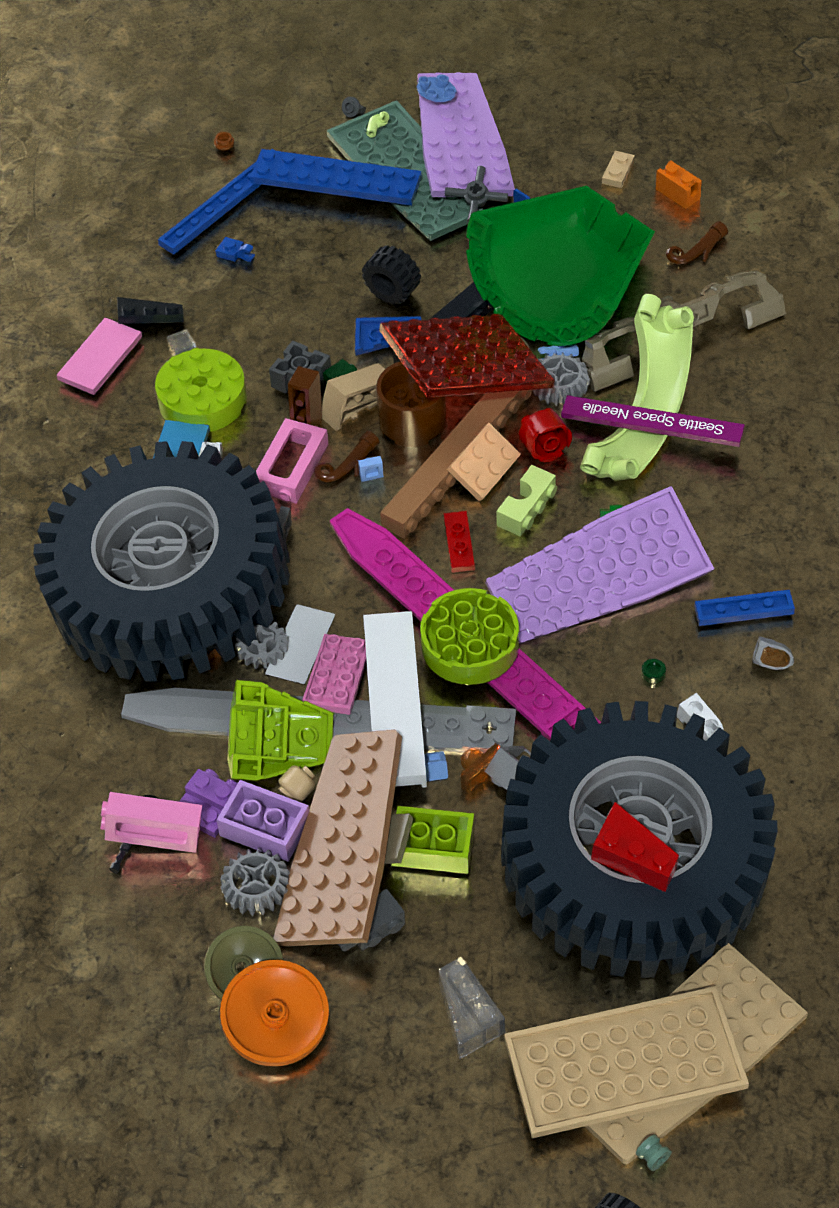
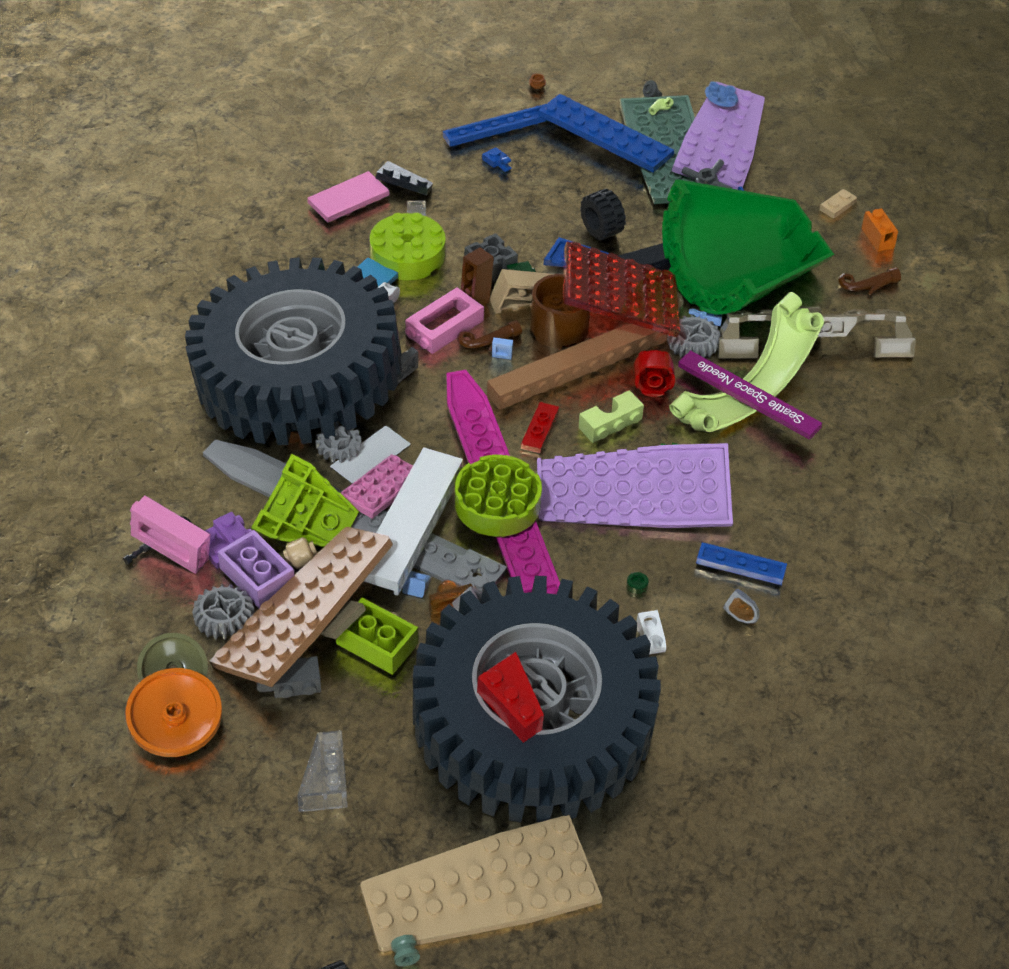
camera: 20 degrees right, 5 degrees down
(483, 461) = (593, 375): light nougat plate -> none
(625, 1061) = (423, 868): tan plate -> none

